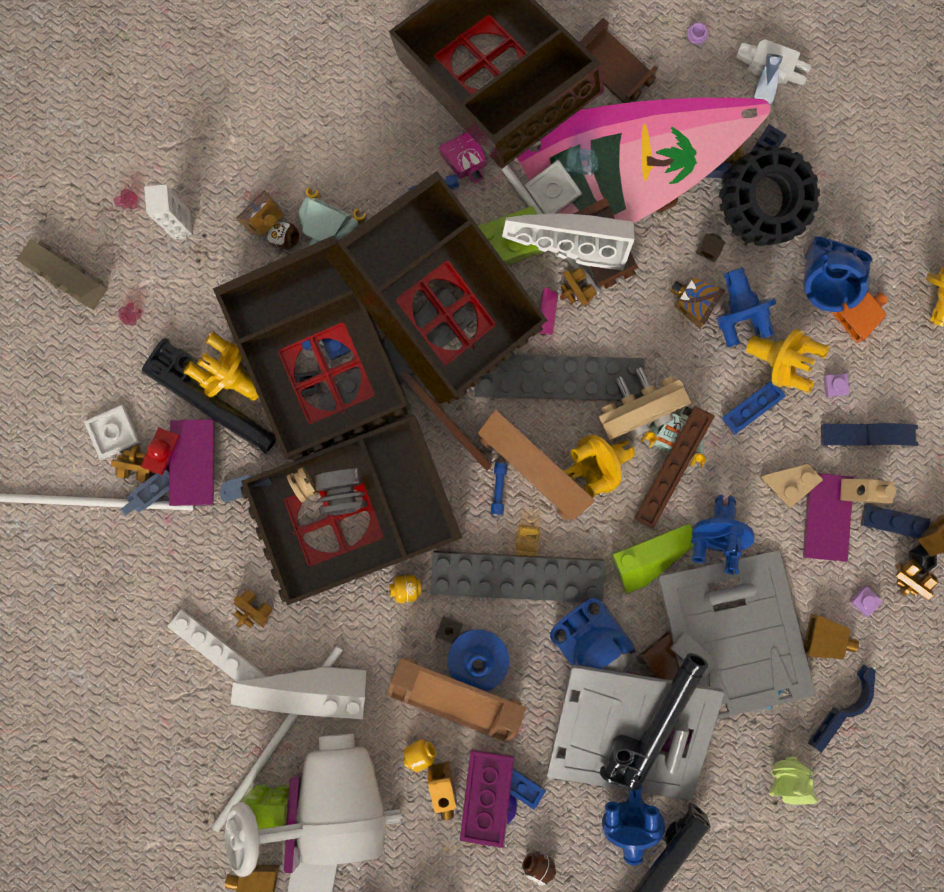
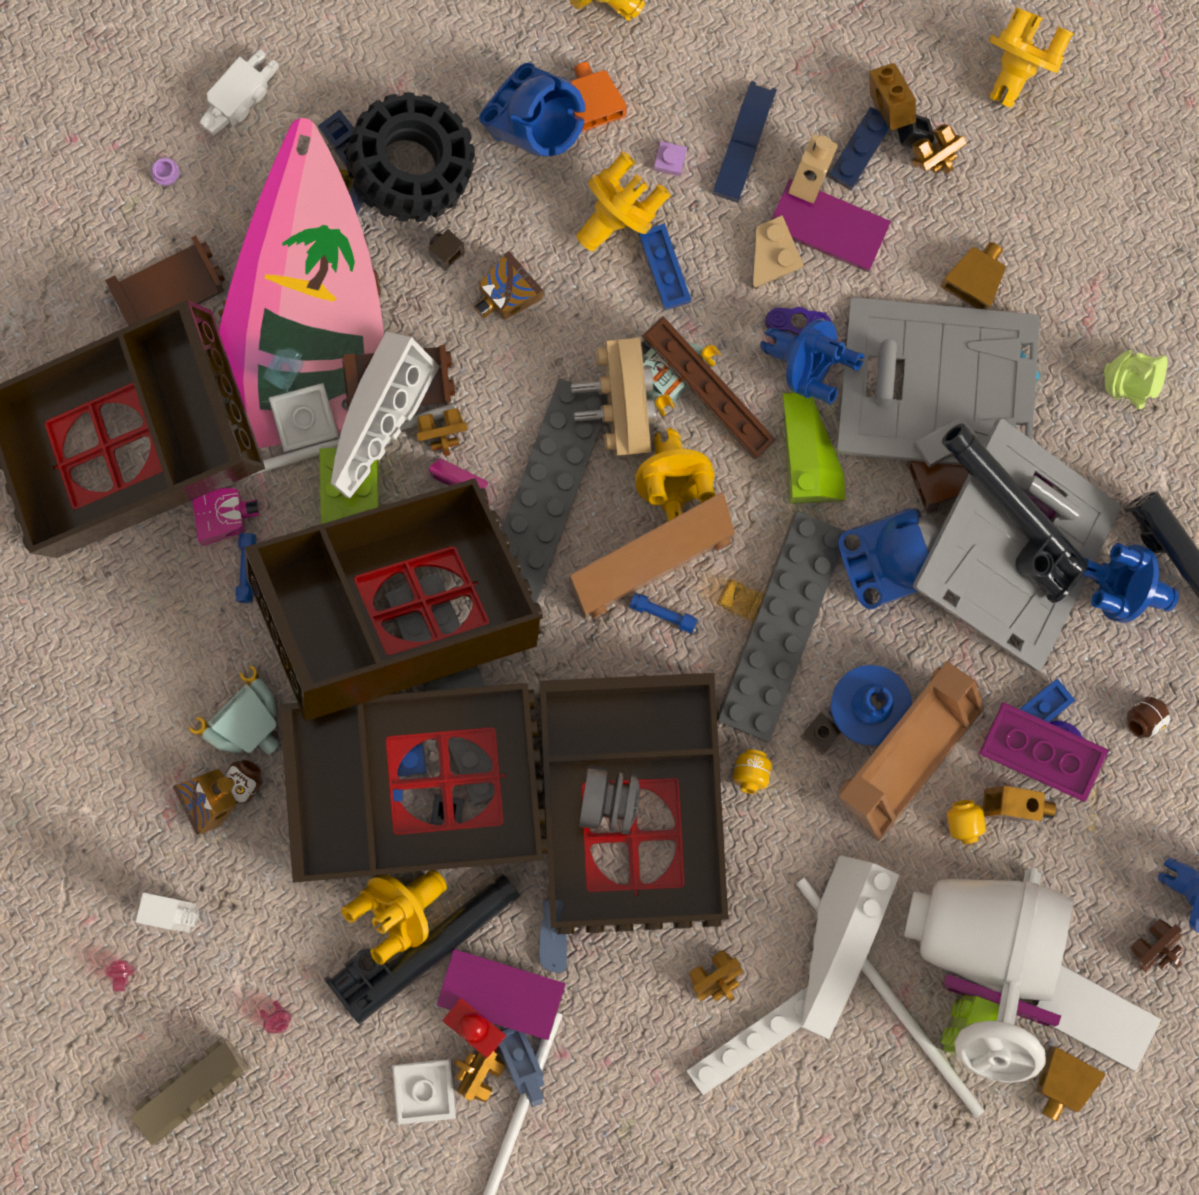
camera: 80 degrees left, 5 degrees down
(302, 484) = (583, 846): tan wheel -> none
(447, 421) = (555, 648): reddish brown tile -> none
(744, 305) = (538, 235): blue piece -> none
(745, 503) = (781, 318): none -> dark purple piece
(769, 78) = (261, 108): piece -> none
(837, 716) = (1073, 298): dark blue piece -> none
(866, 601) = (946, 216): lavender plate -> none

